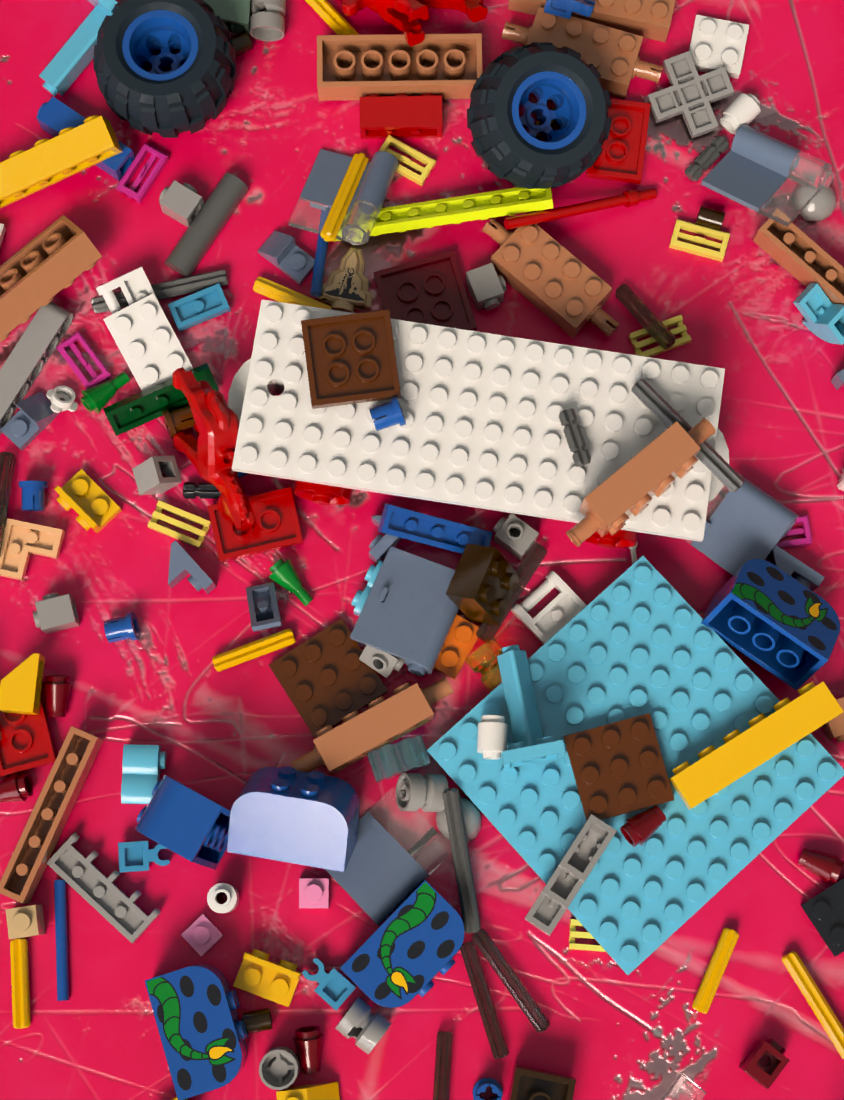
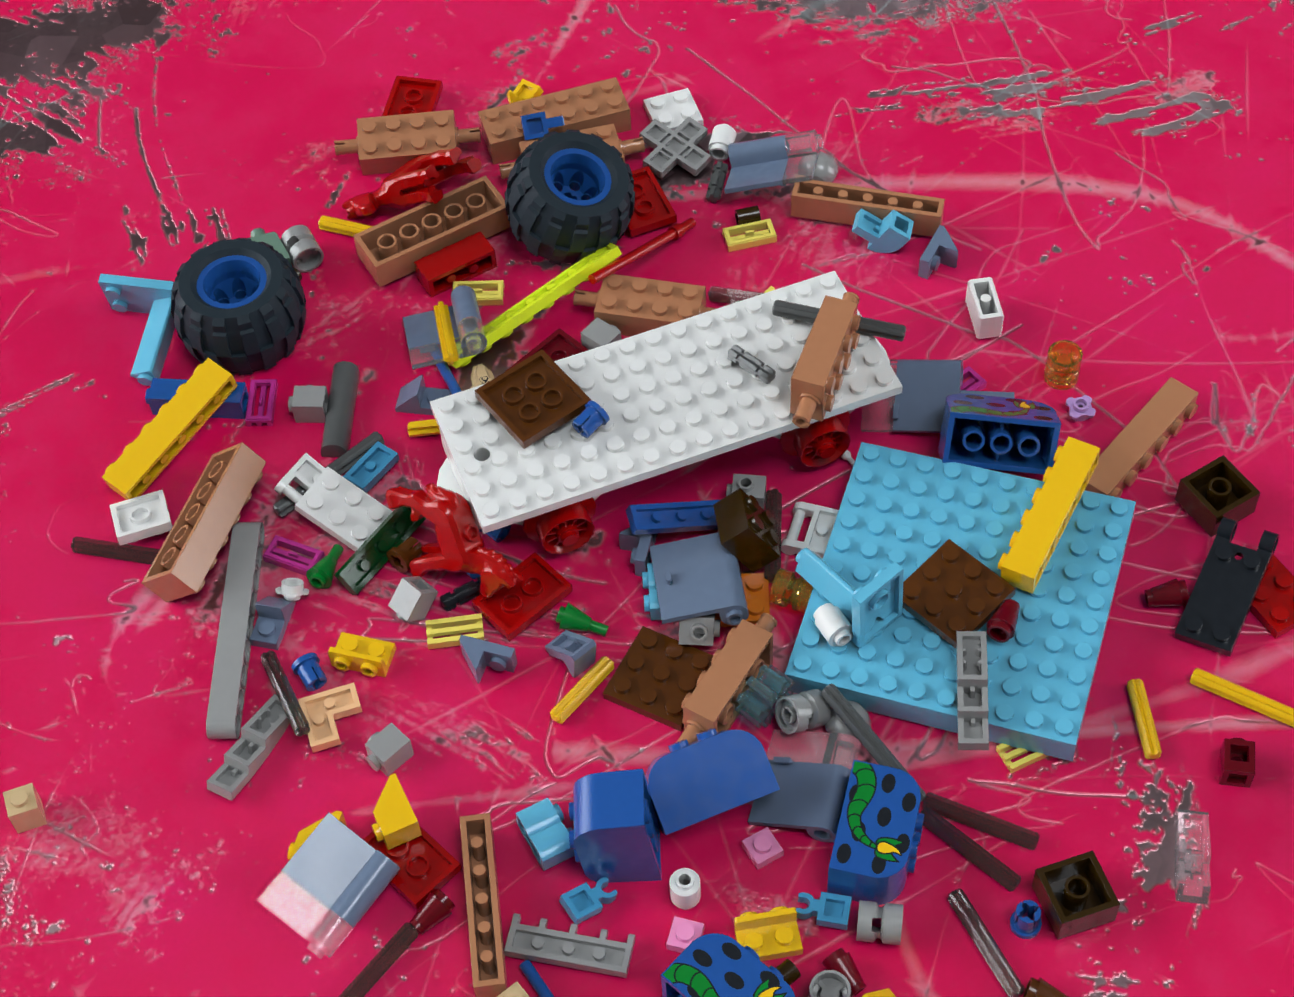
camera: 25 degrees left, 25 degrees down
(57, 694) = (428, 812): dark red cone -> none
(122, 628) = (455, 731): blue bush -> none

